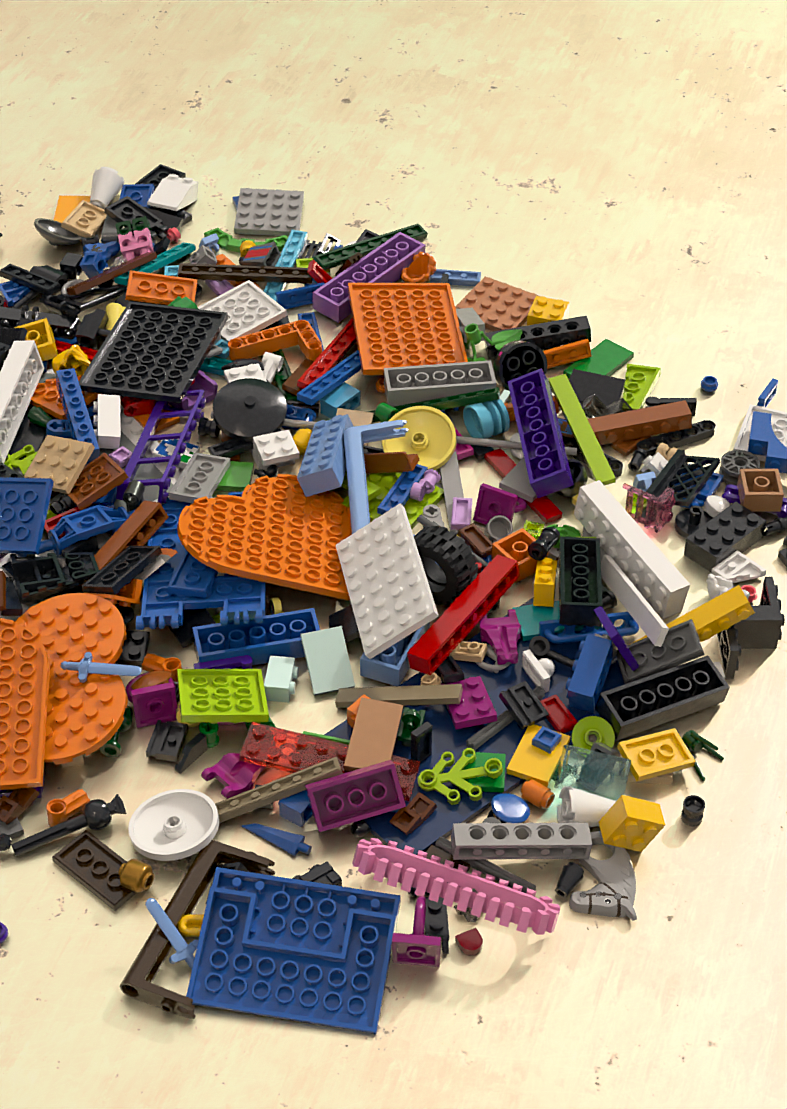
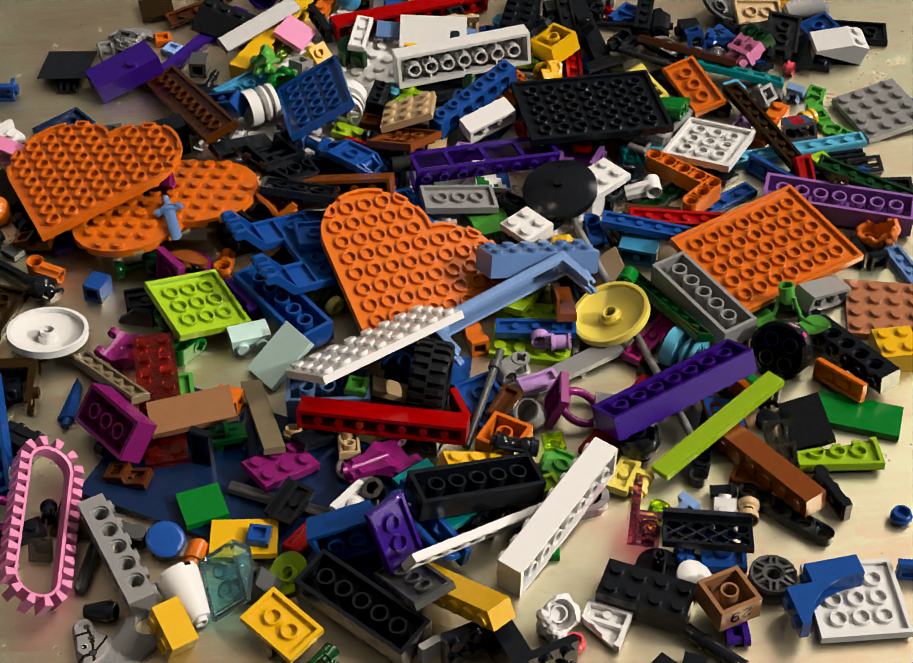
camera: 65 degrees right, 0 degrees up
(125, 771) = (97, 287): none -> blue brick
(457, 775) = (173, 471): lime plant -> none

